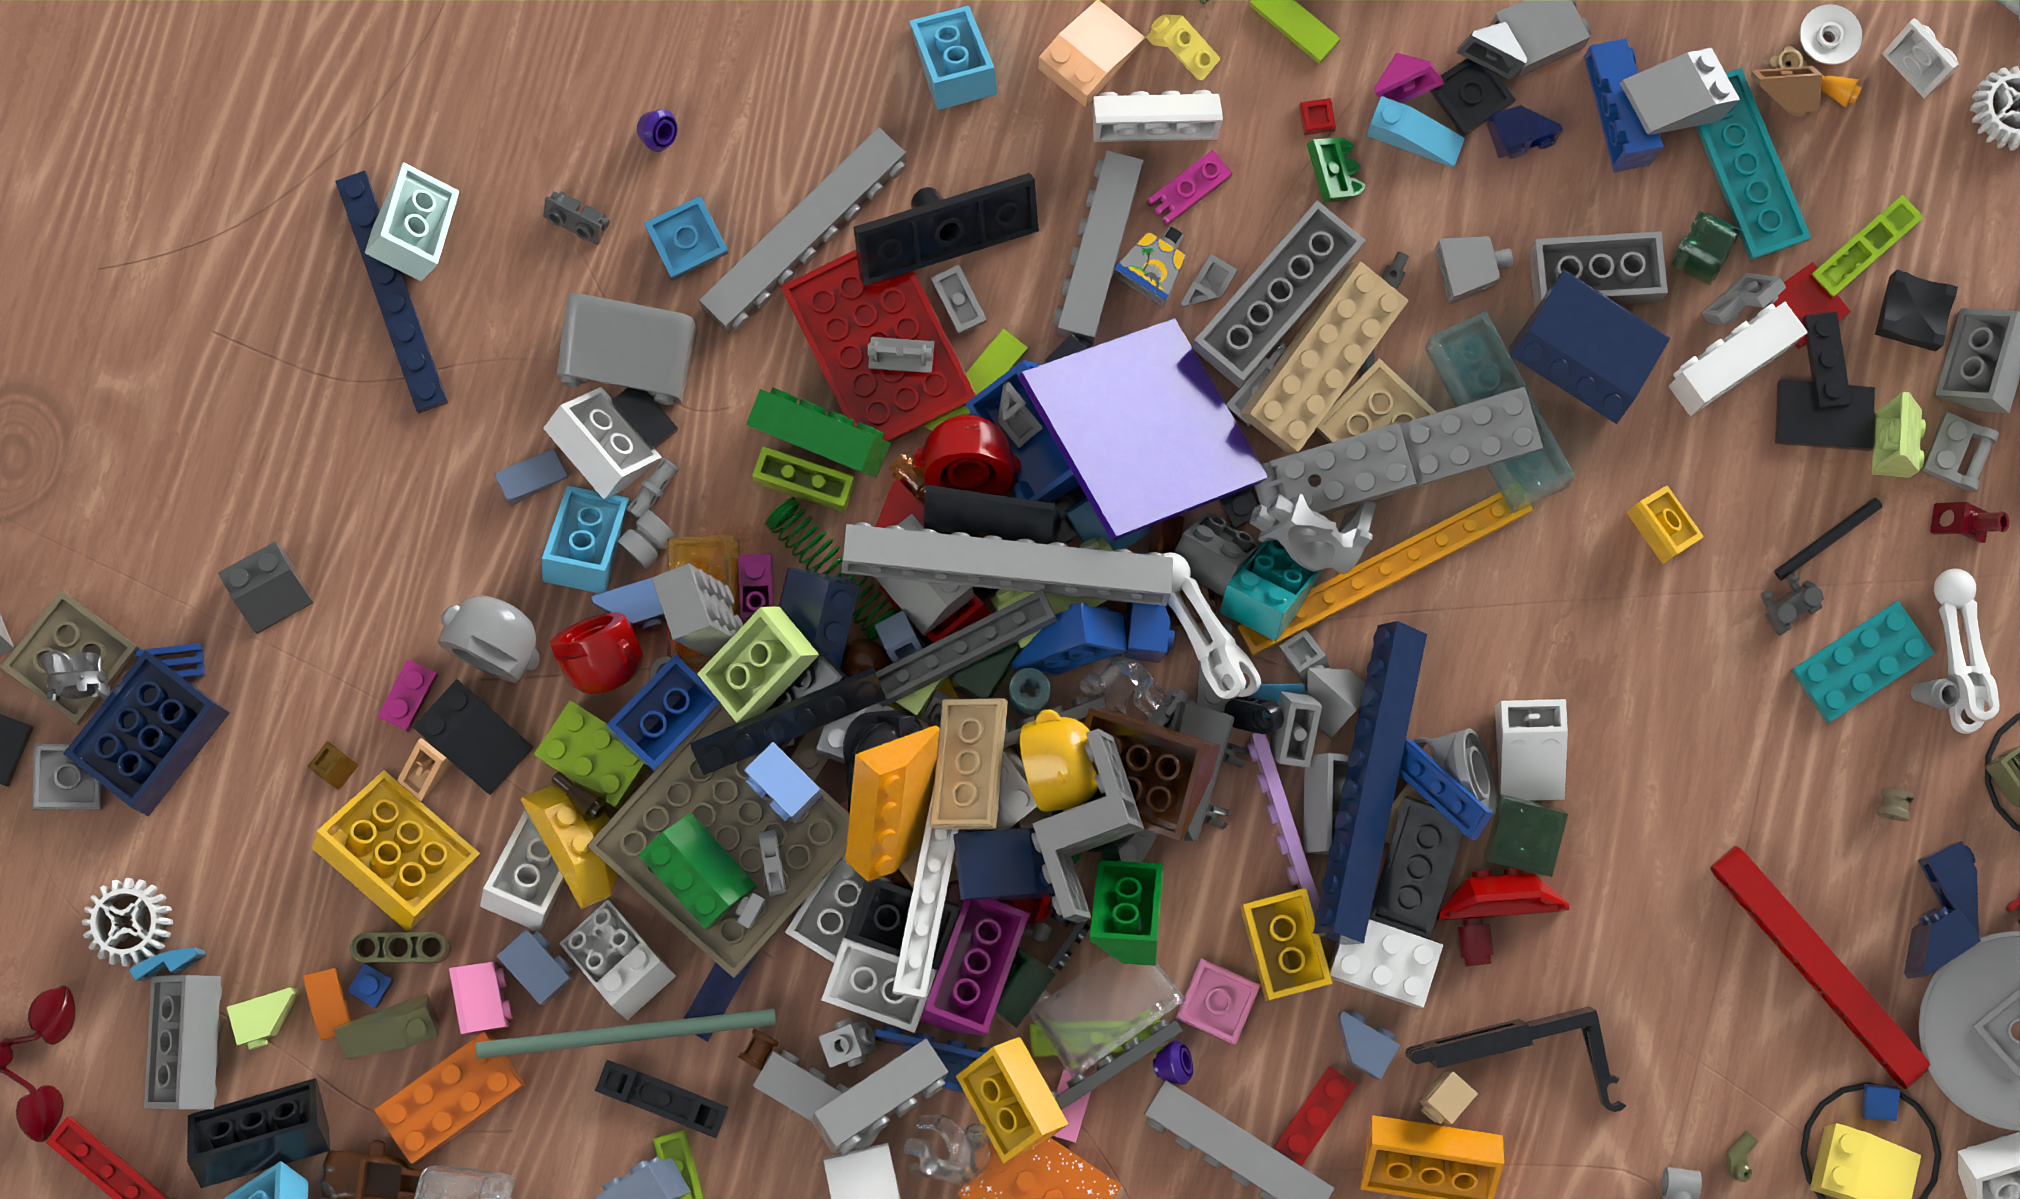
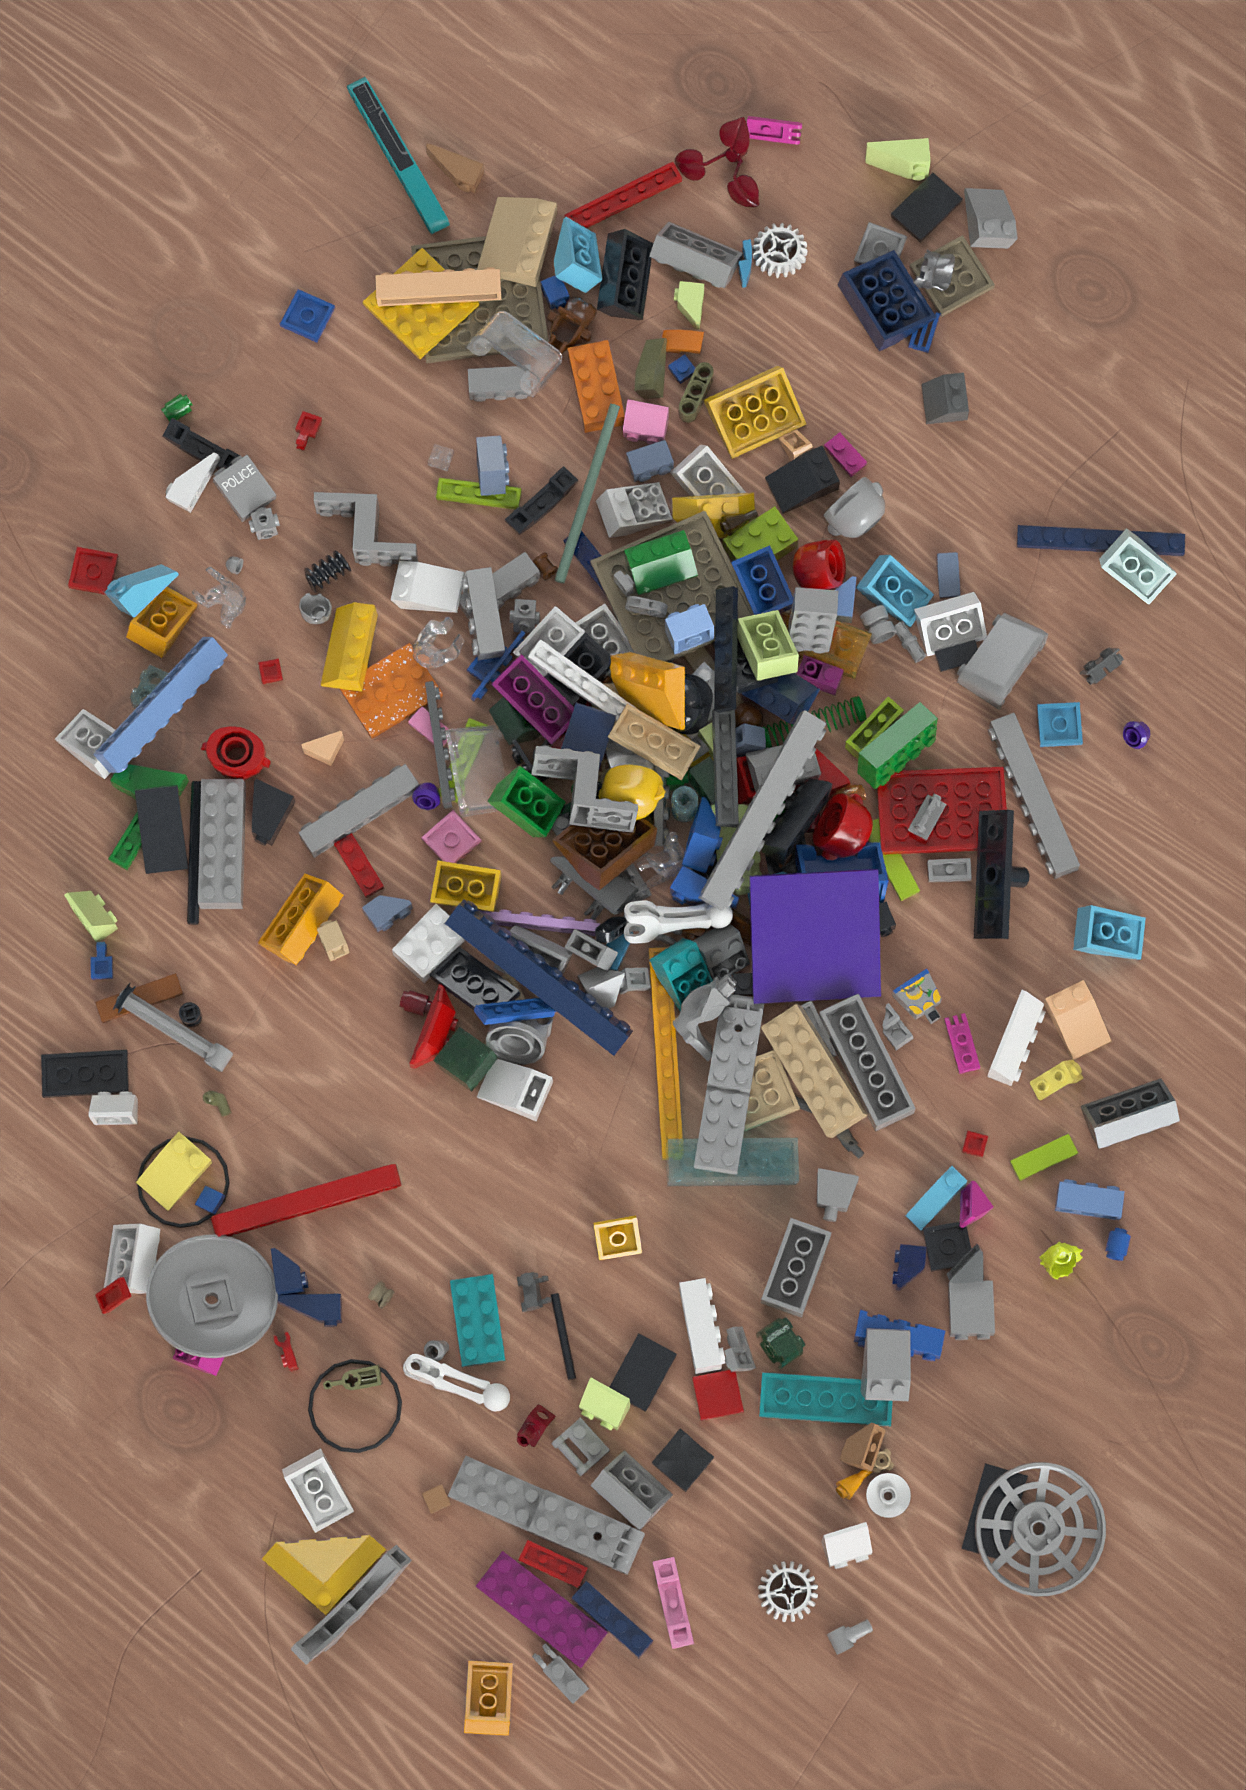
camera: 120 degrees right, 5 degrees down
(333, 765) = (821, 397): pearl gold slope -> none
(1011, 1099) = (448, 687): yellow slope -> none
(1015, 418) = (857, 863): light grey slope -> none
(1099, 246) = (946, 969): light grey brick -> none
(1334, 170) = (934, 1135): green plate -> none
(1519, 1034) = (350, 1000): black hinge -> none
(1589, 346) = (747, 1233): dark blue slope -> none
(1827, 360) = (675, 1386): black plate -> none
(1867, 246) = (738, 1451): lime slope -> none

